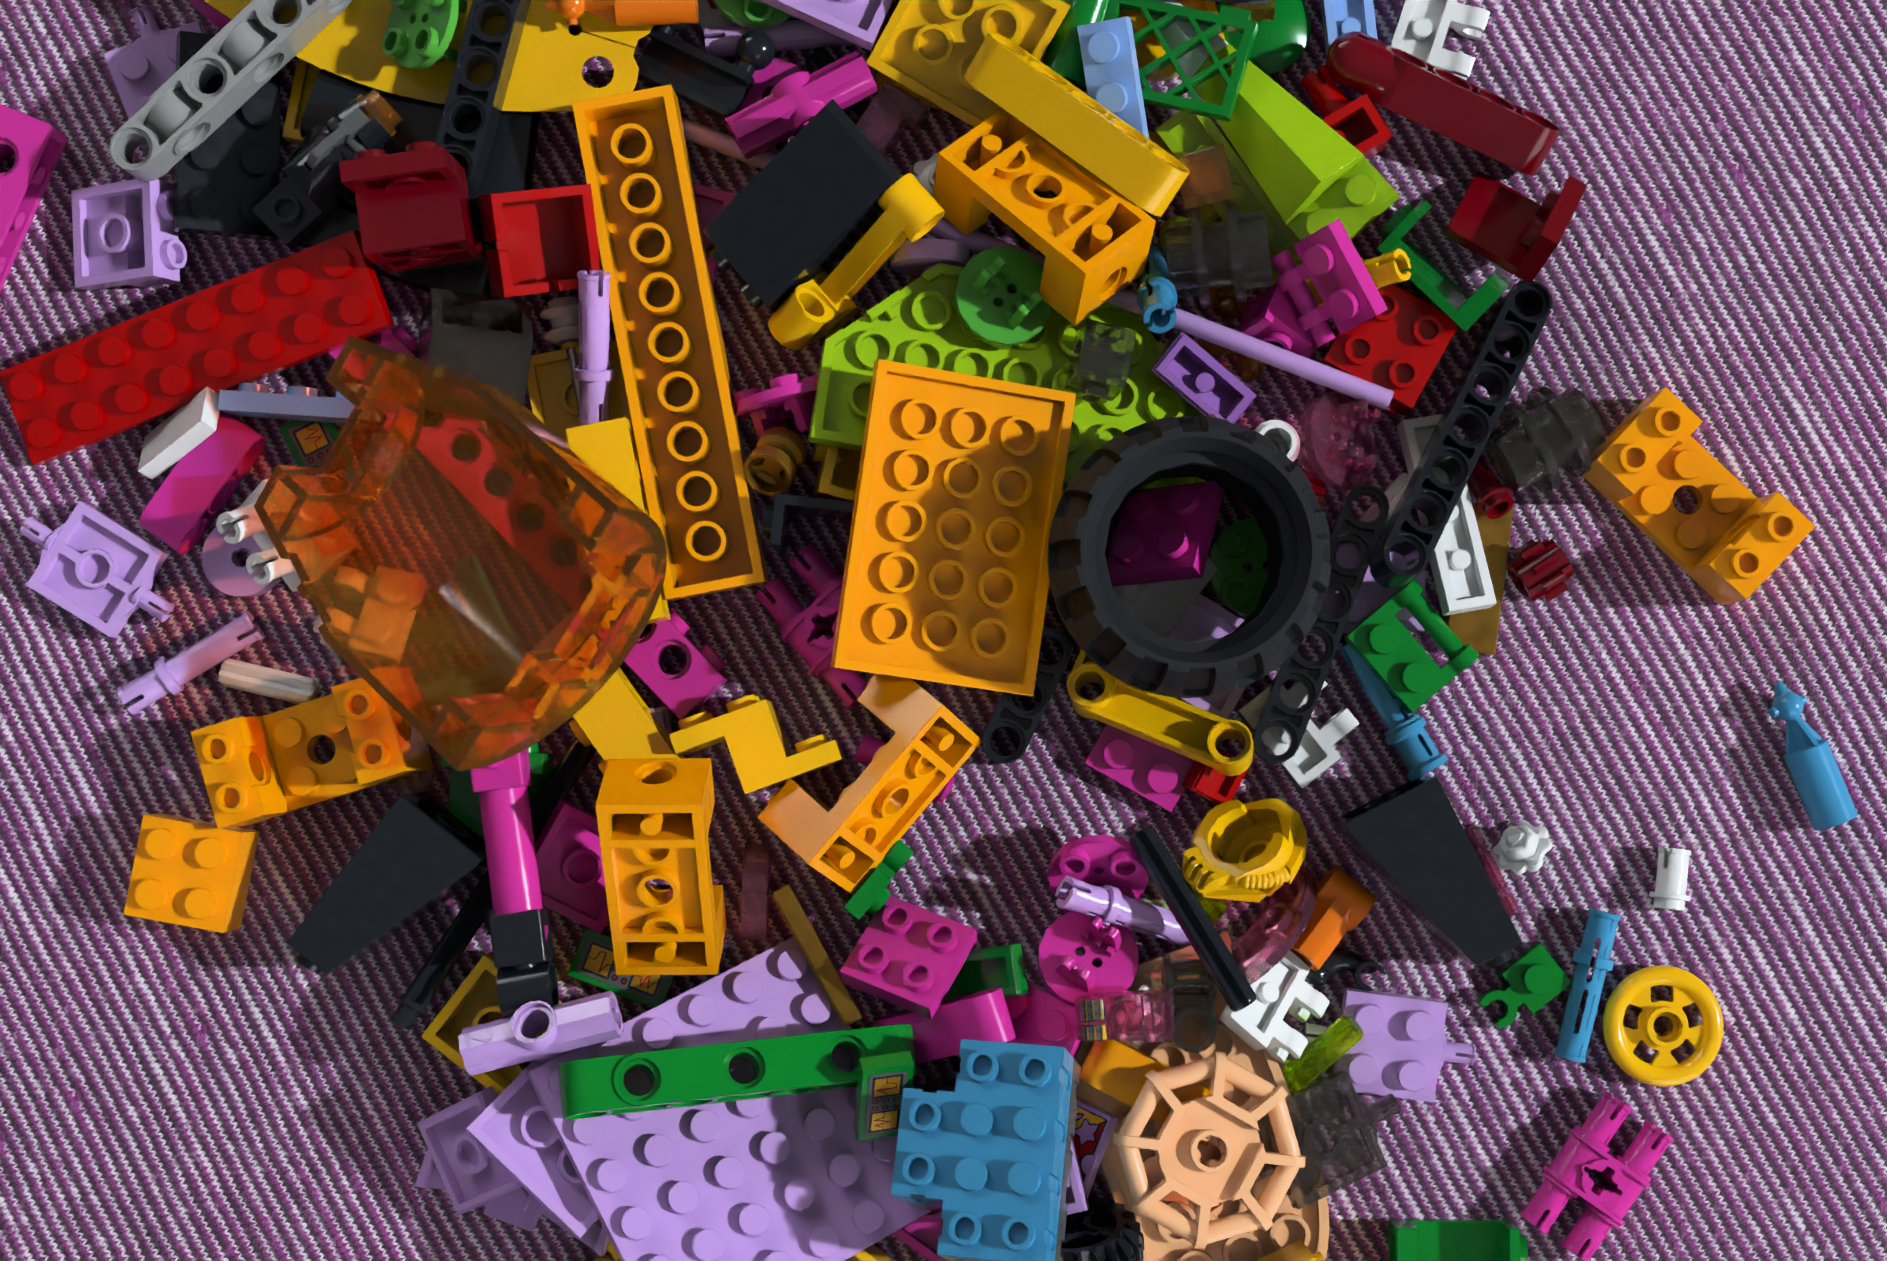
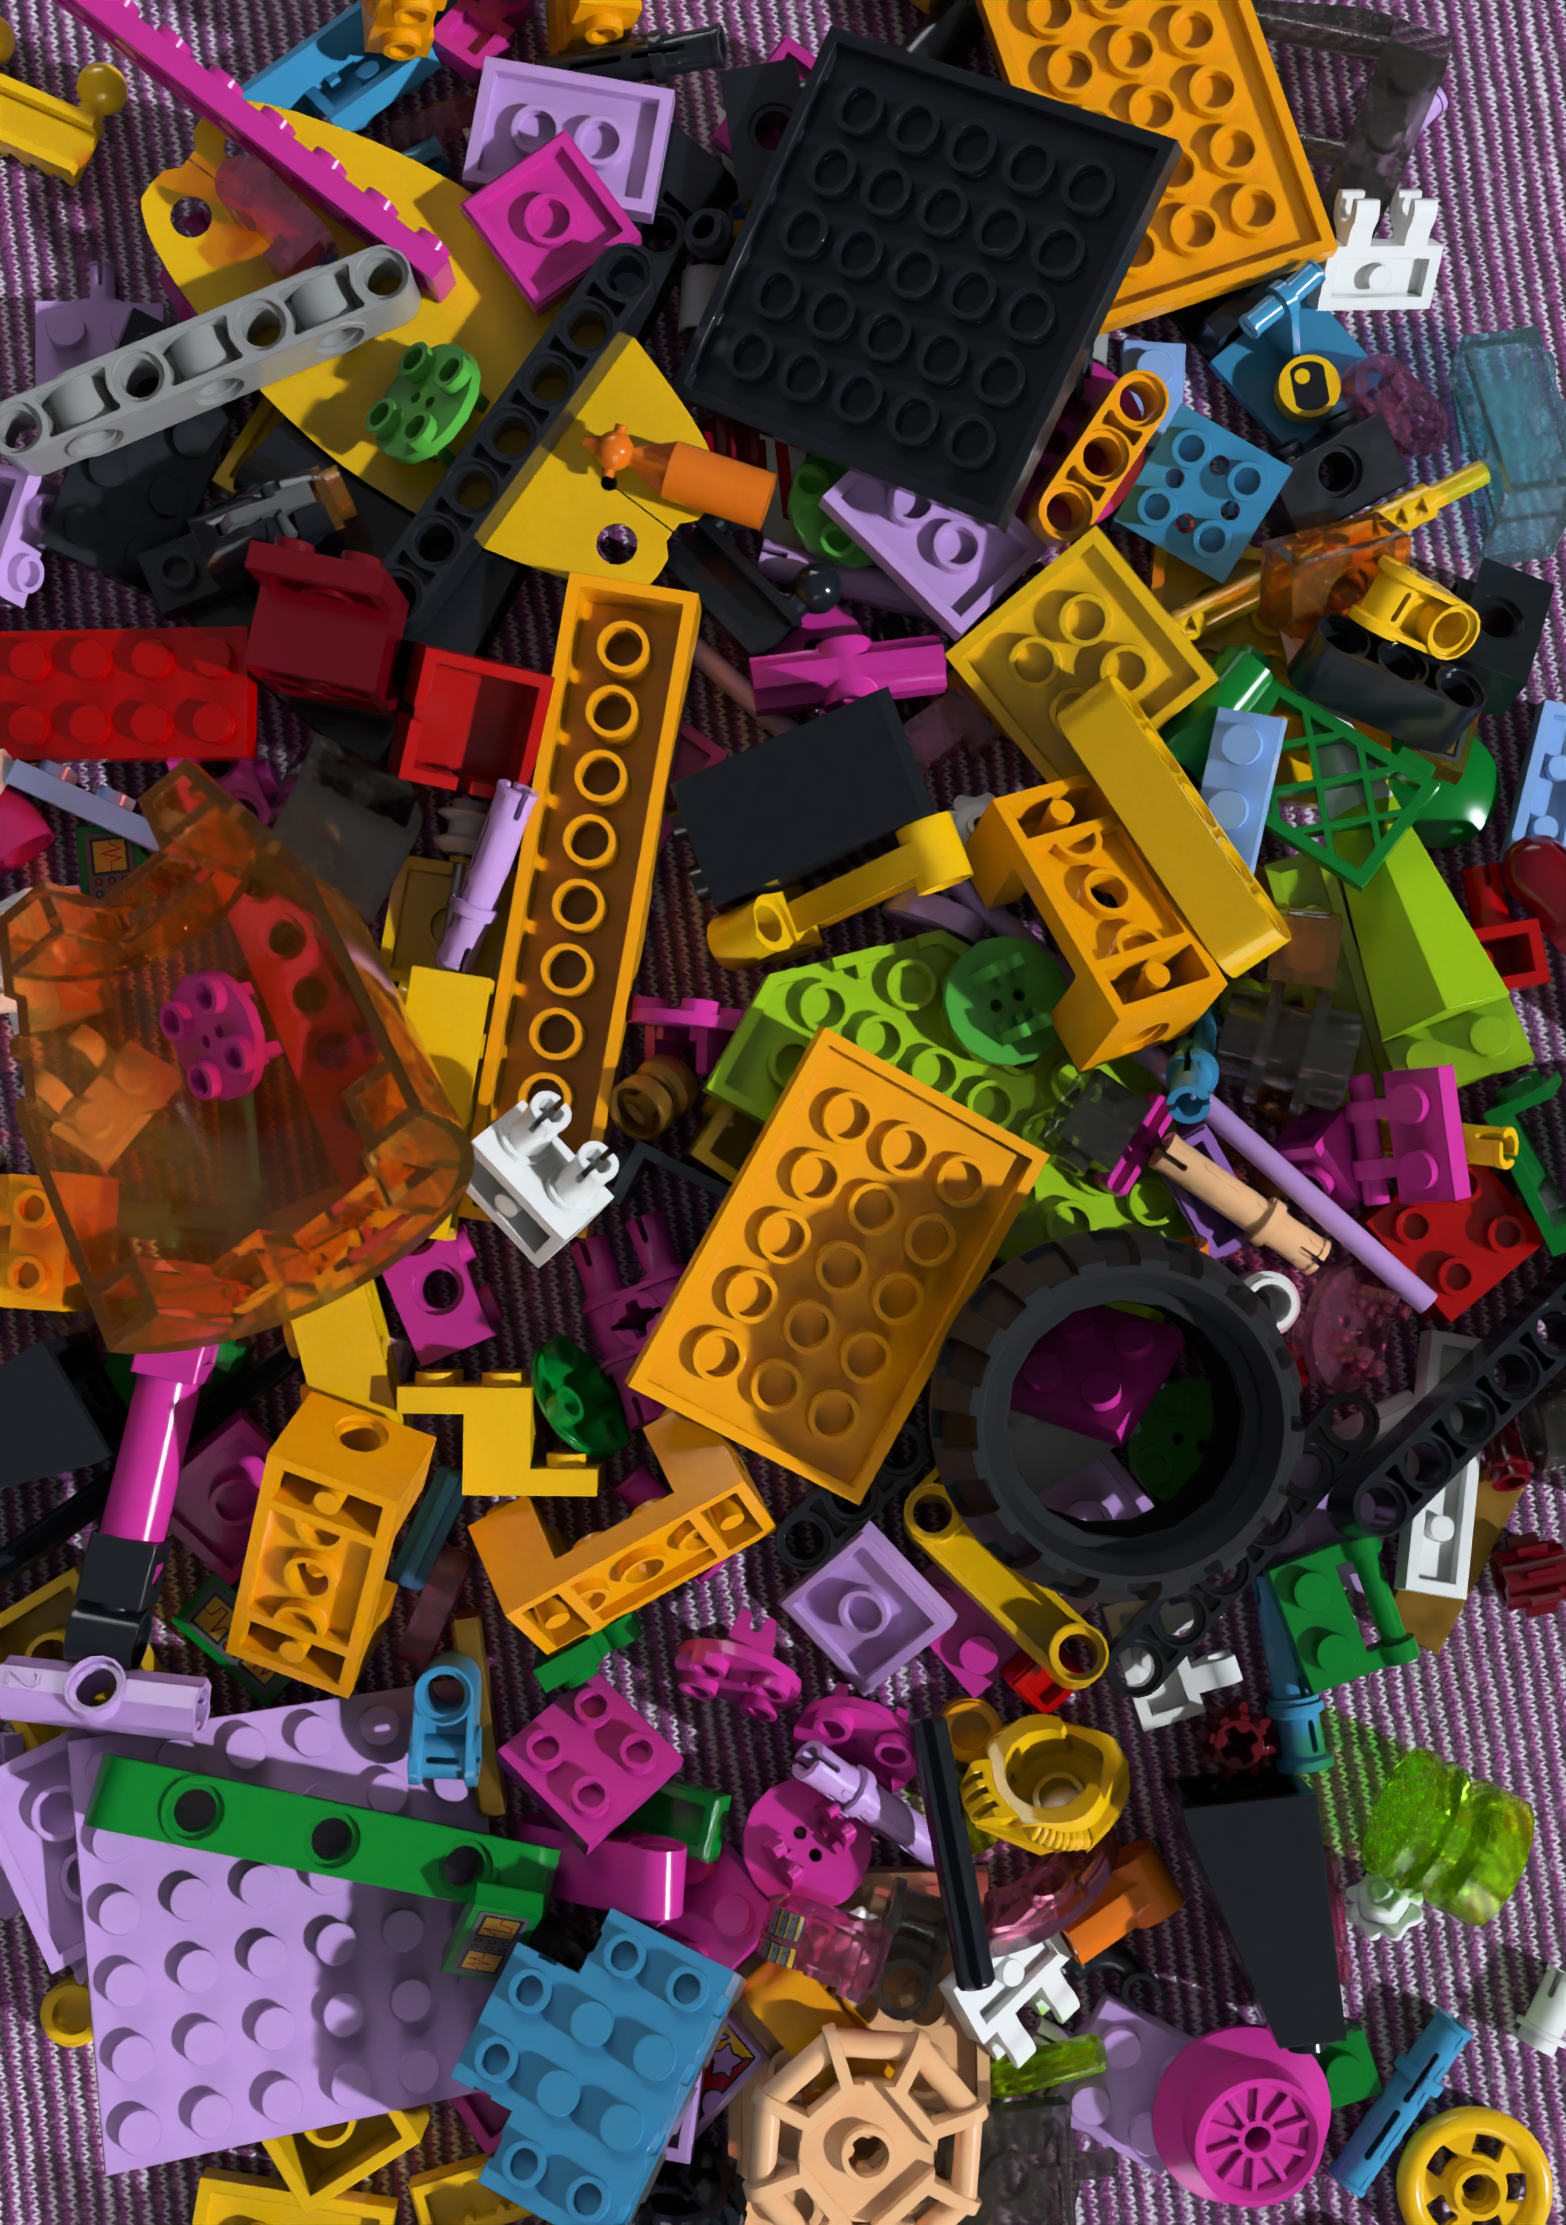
camera: 10 degrees right, 0 degrees up
(443, 531) = (217, 1035): none -> dark pink plate
(712, 550) = (535, 1182): none -> white brick
(731, 837) = (429, 1529): none -> dark azure axle
(796, 968) = (446, 1734): none -> dark azure piece
(803, 699) = (578, 1398): none -> green dish
(992, 852) = (739, 1670): none -> dark pink plate
(1069, 774) = (867, 1609): none -> lavender plate
(1138, 375) = (1133, 1159): none -> dark pink piece
(1176, 832) = (970, 1726): none -> light orange tile
(1226, 379) = (1260, 1218): none -> light nougat pin
(1382, 767) = (1251, 1732): none -> dark red gear
(1473, 1034) = (1241, 2117): none -> dark pink piece
(1553, 778) = (1448, 1837): none -> clear neon green wheel

